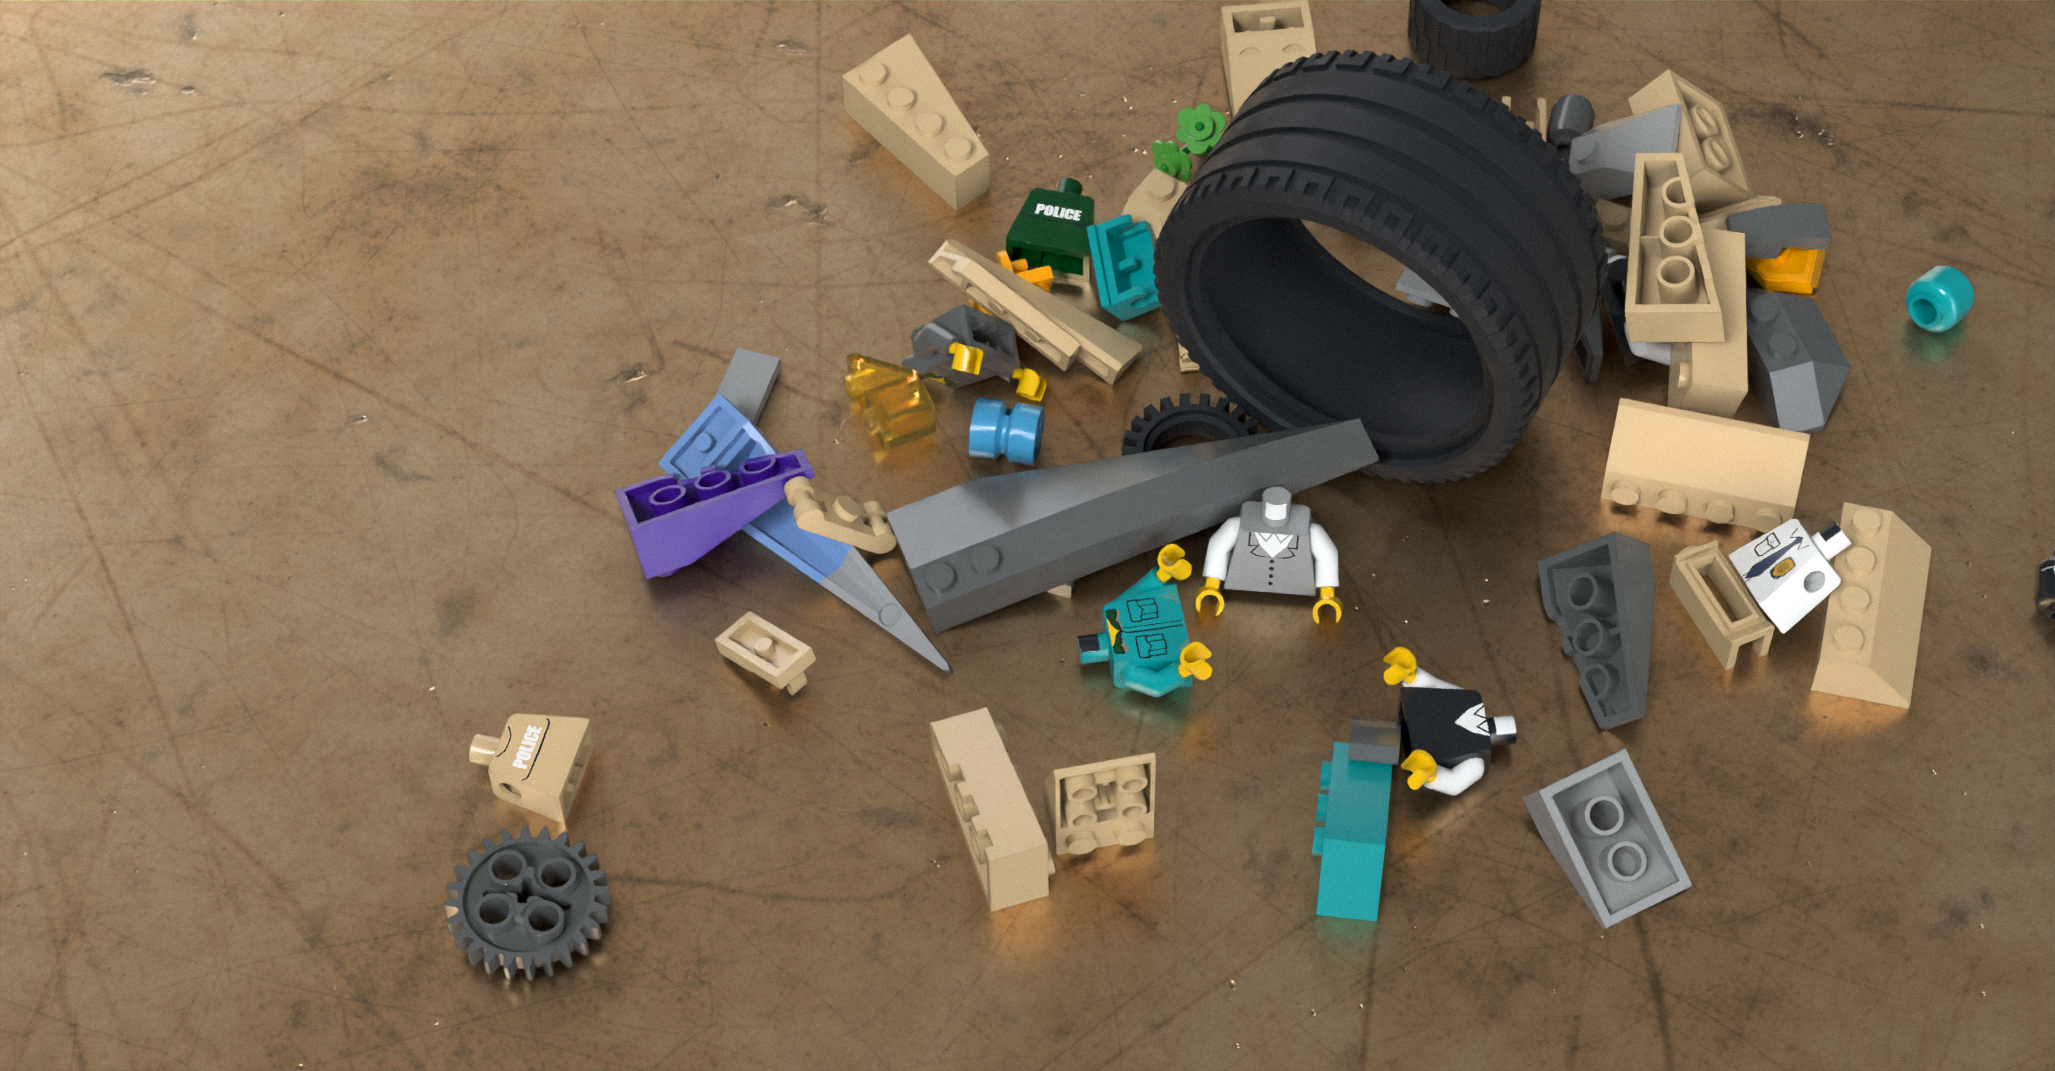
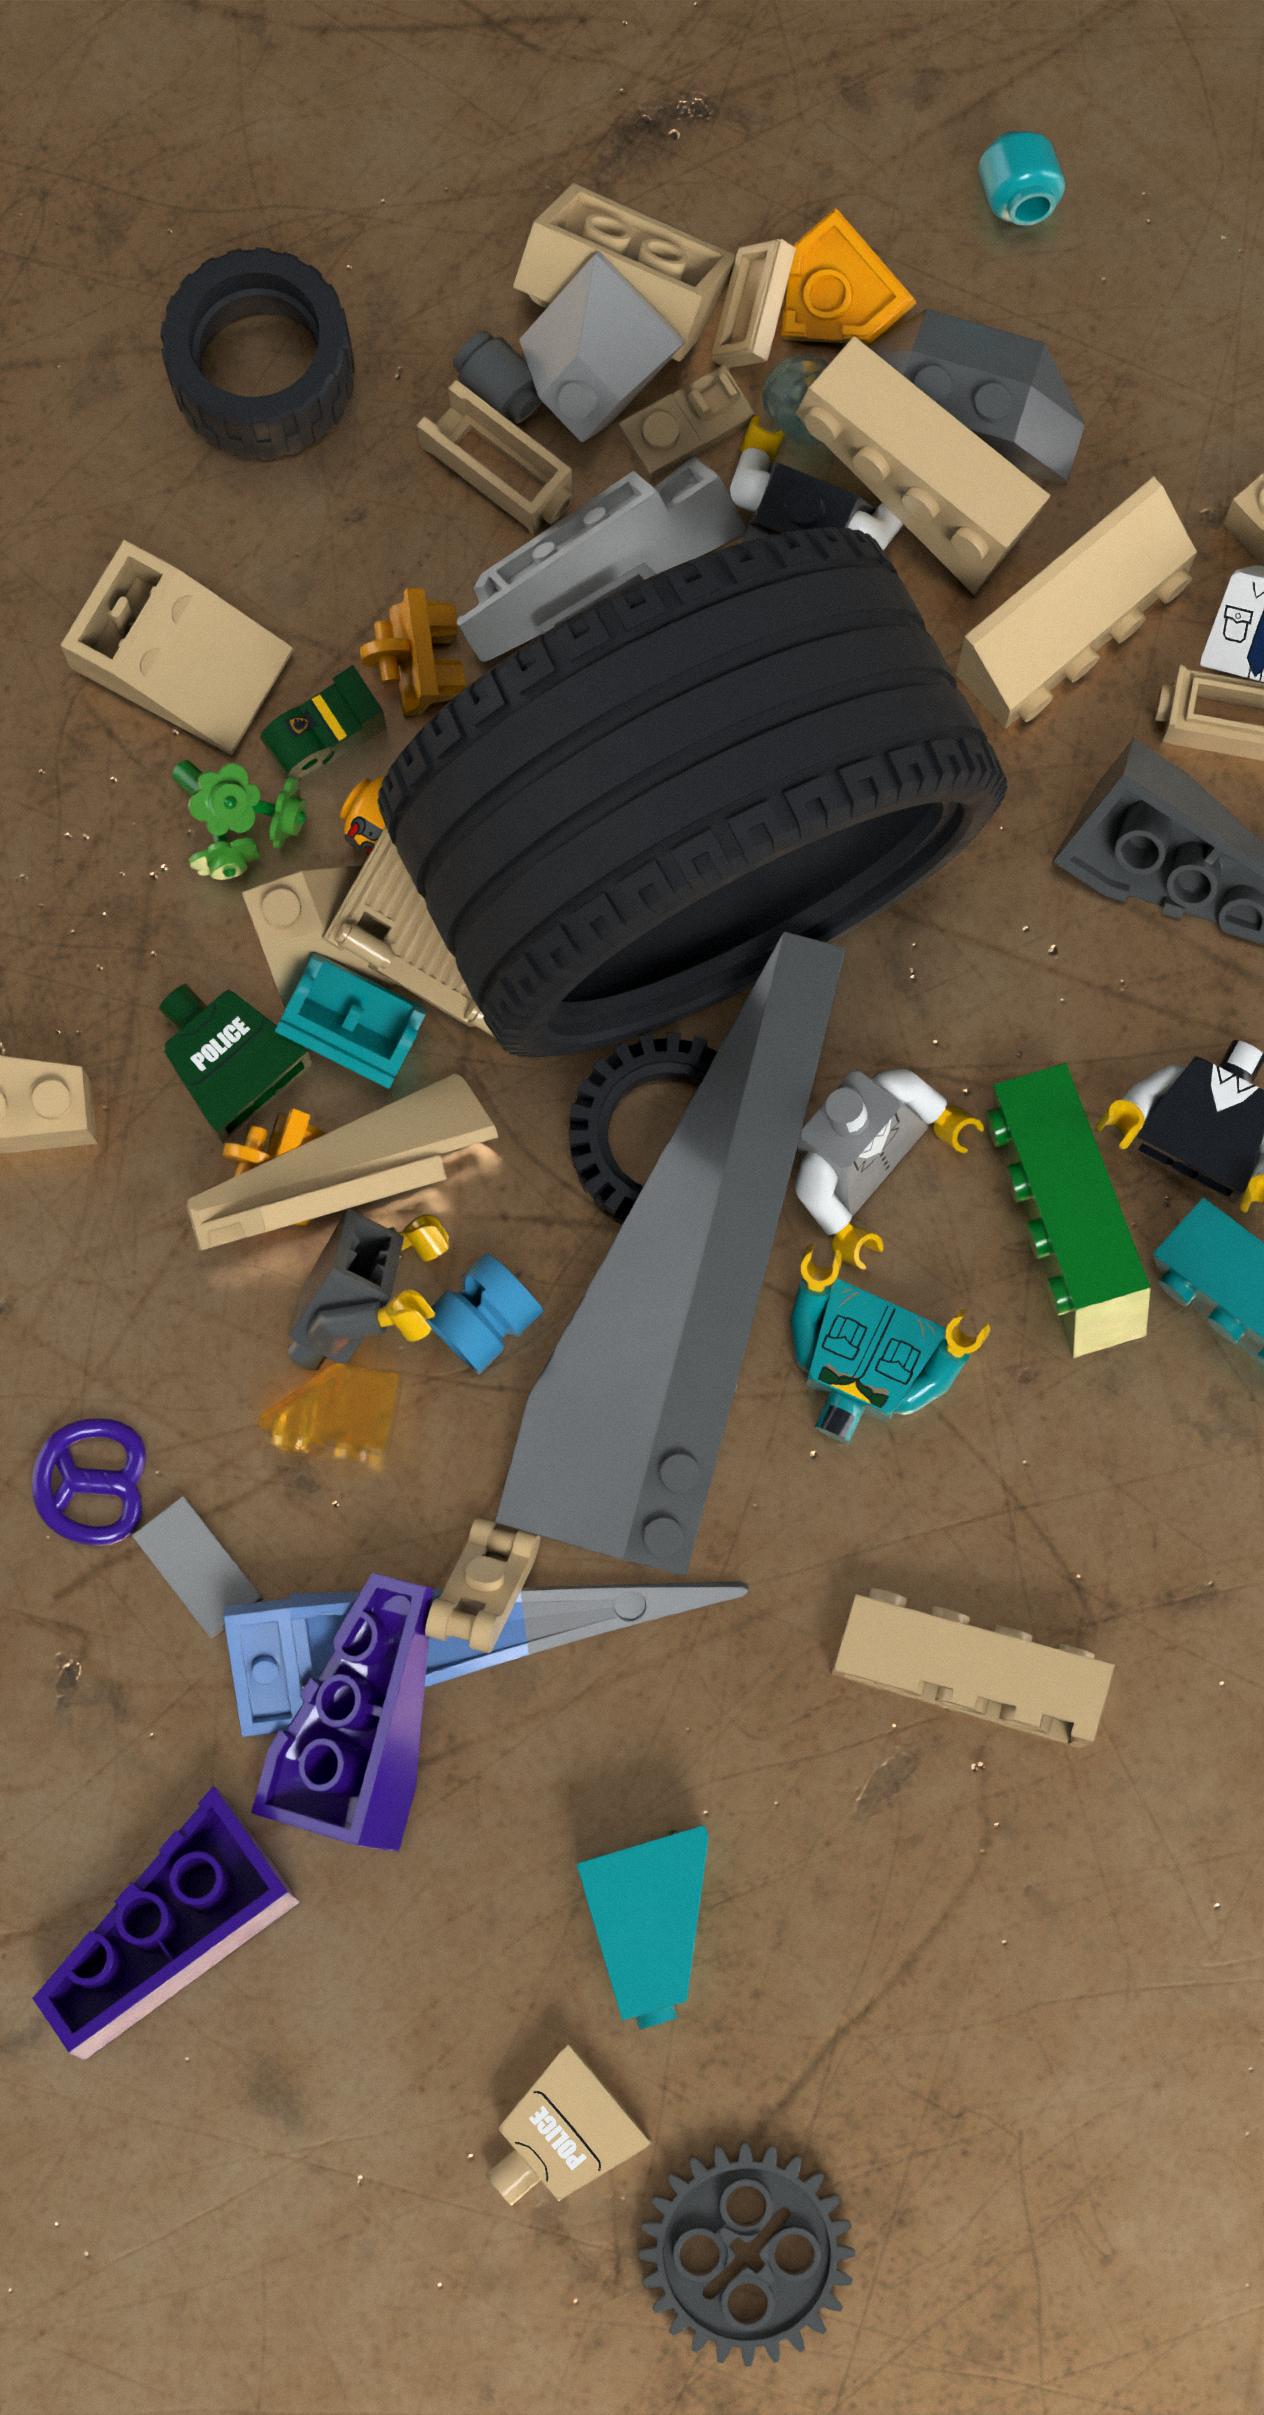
camera: 55 degrees left, 25 degrees up
(512, 488) = (169, 1927): none -> dark purple wedge
(699, 716) = (647, 1920): none -> teal slope
(753, 312) = (89, 1481): none -> dark purple piece
(767, 651) = (595, 1782): tan plate -> none
(1101, 804) = (1055, 1551): tan slope -> none
(1320, 691) = (1070, 1210): none -> green wedge
(1374, 740) = (1173, 1205): dark grey slope -> none
(1668, 267) = (851, 450): tan wedge -> none
(1781, 226) = (827, 277): dark grey slope -> none

